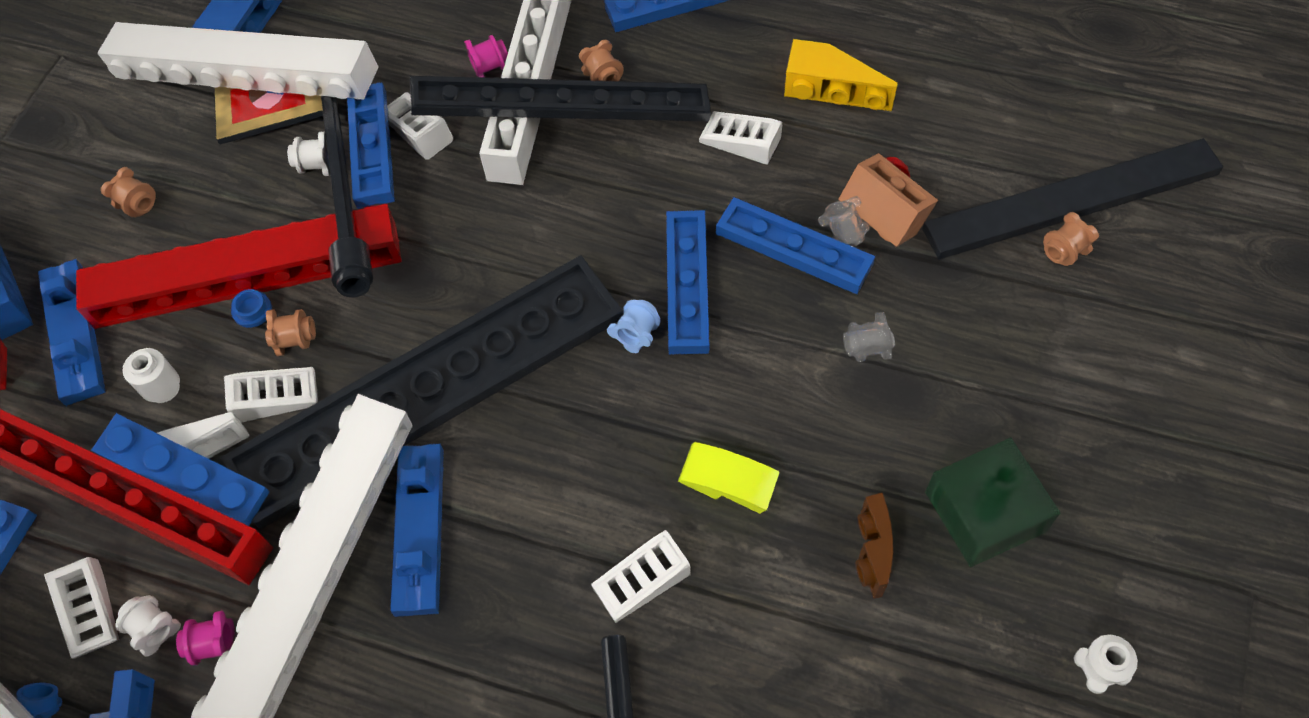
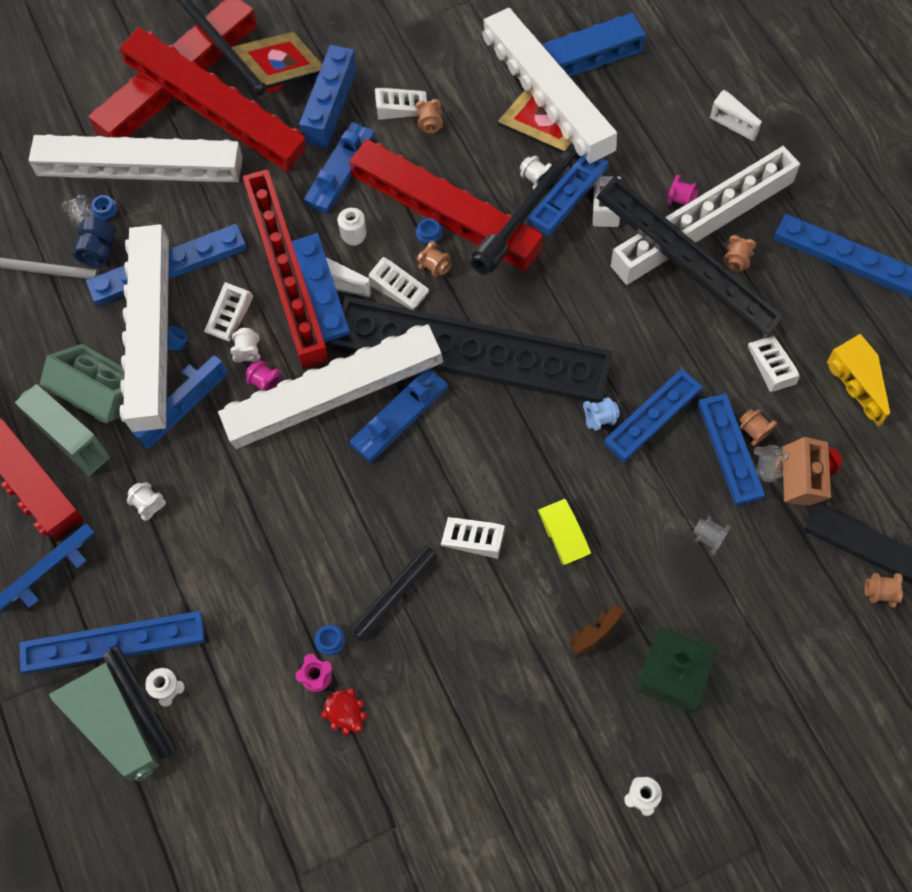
camera: 45 degrees right, 5 degrees up
(70, 216) = (391, 96): none -> white slope
(794, 201) = (756, 426): none -> nougat brick

